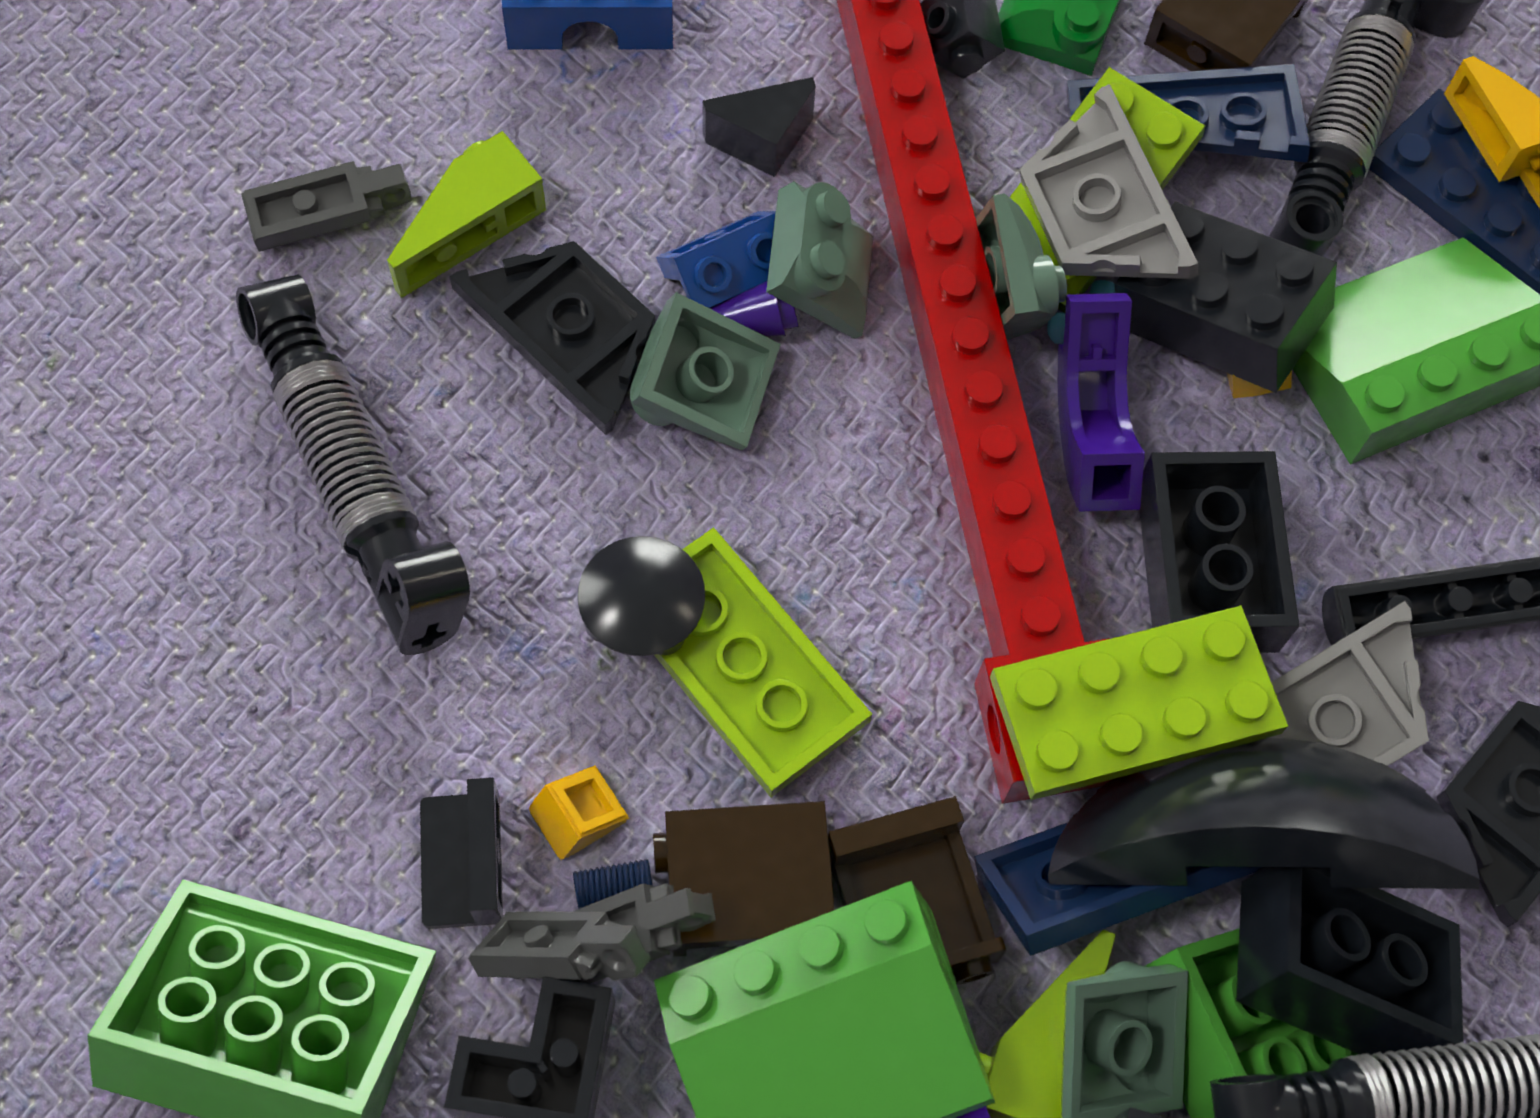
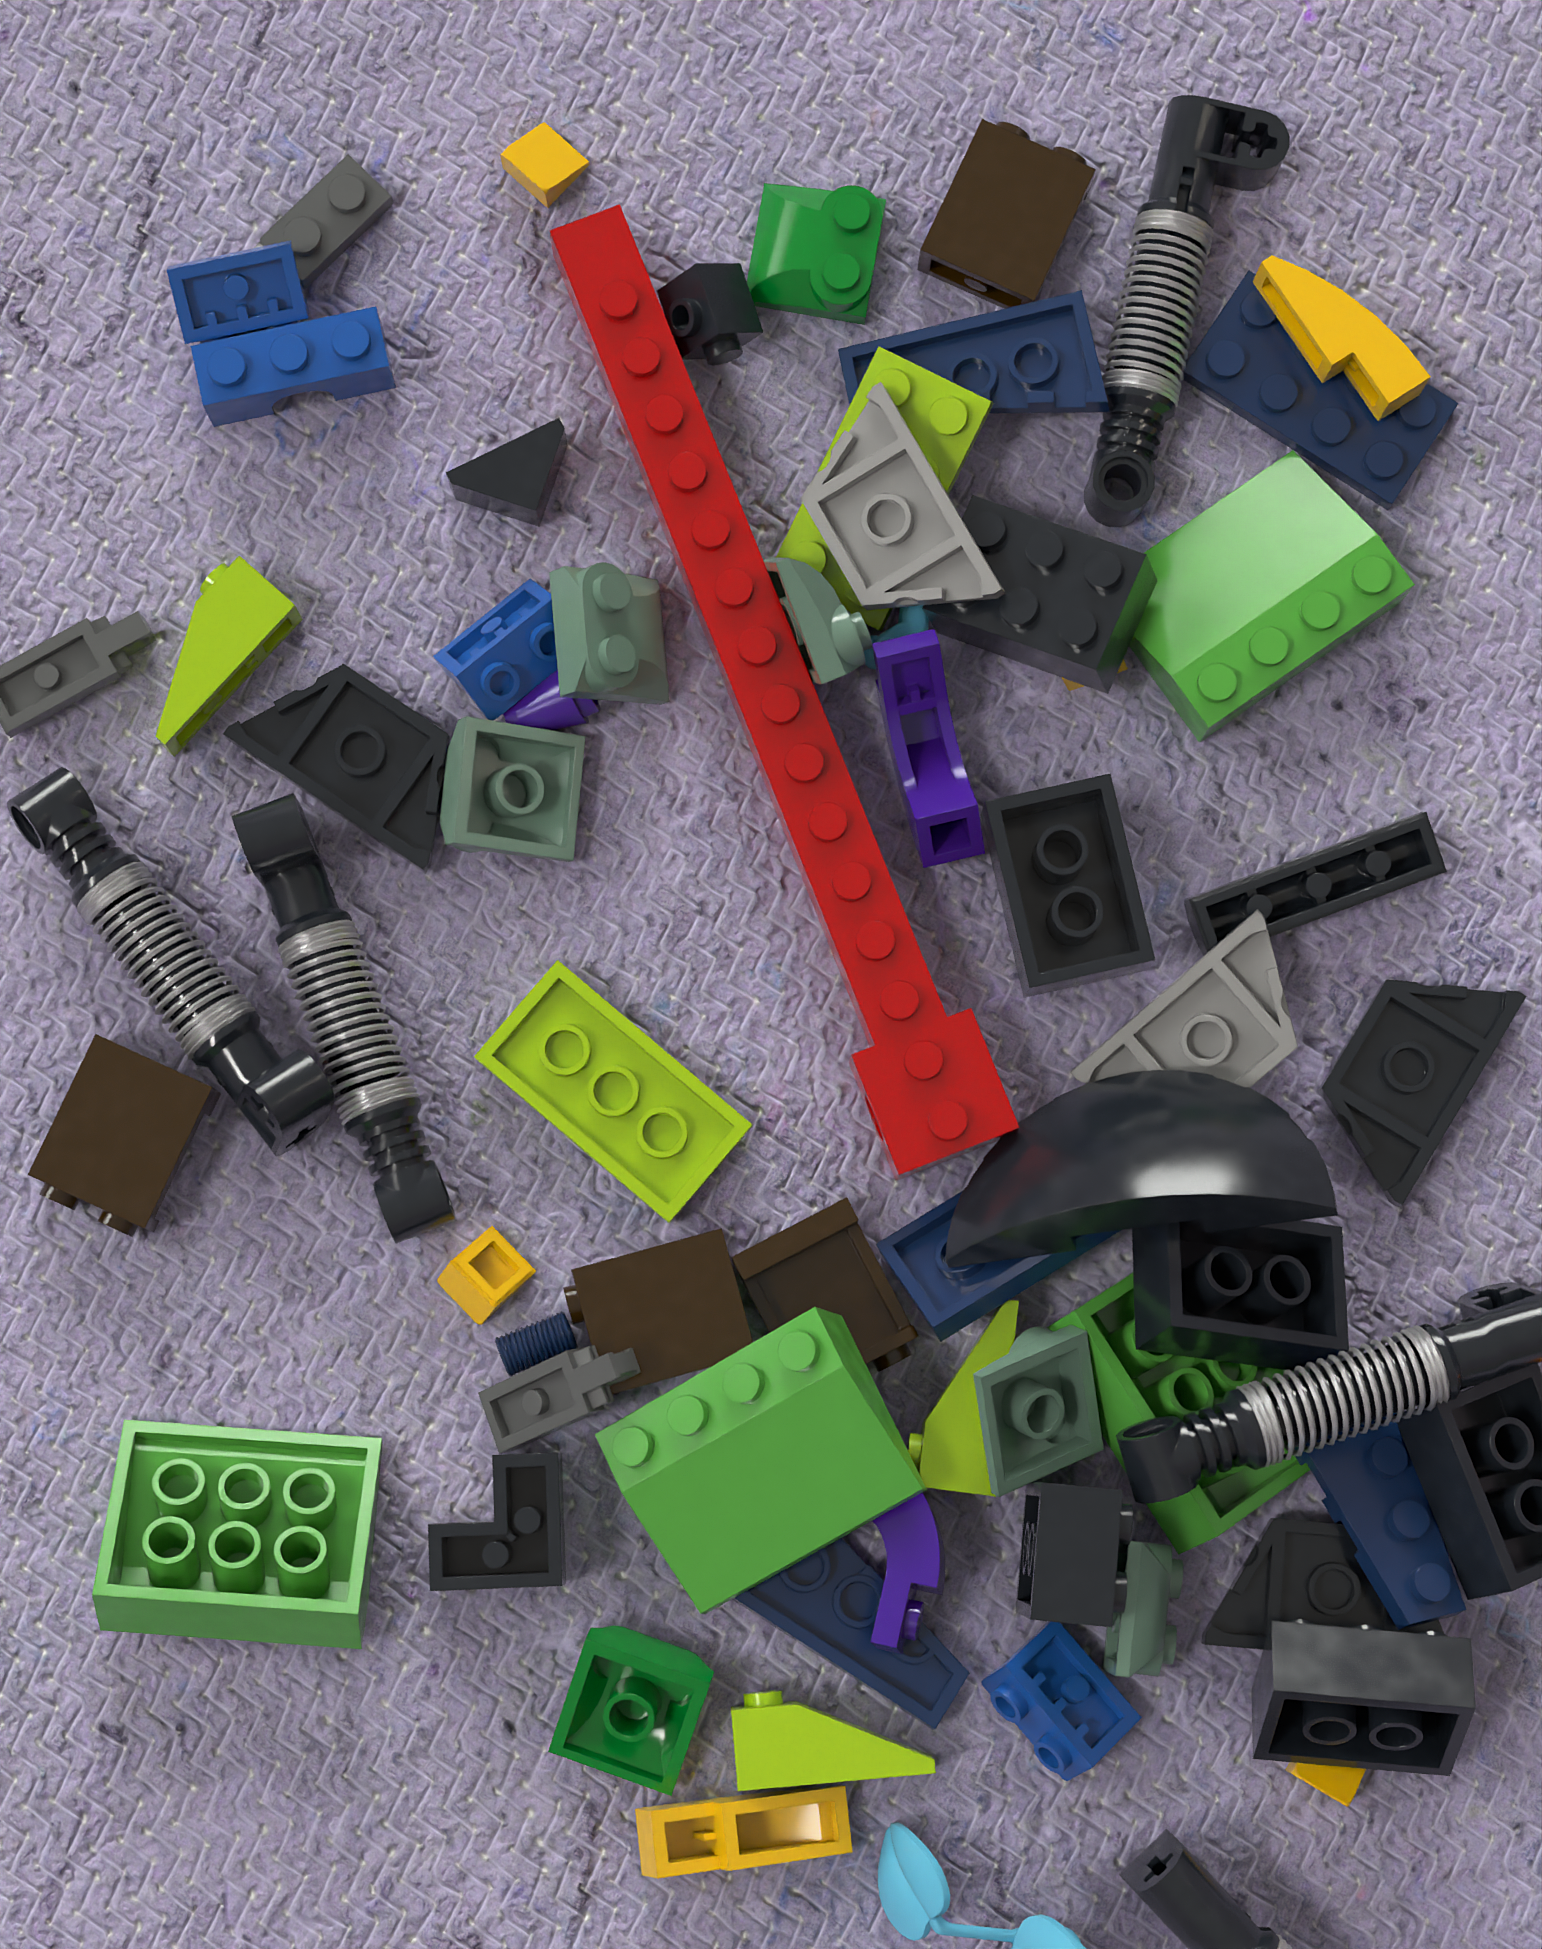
camera: 10 degrees left, 15 degrees up
(255, 603) = (121, 1135): none -> dark brown panel
(462, 857) = (384, 1344): black panel -> none
(489, 468) = (319, 950): none -> black piece
(559, 947) = (498, 1421): dark grey hinge -> none
(641, 596) = (501, 1053): black dish -> none
(1137, 702) = (1005, 1075): lime plate -> none

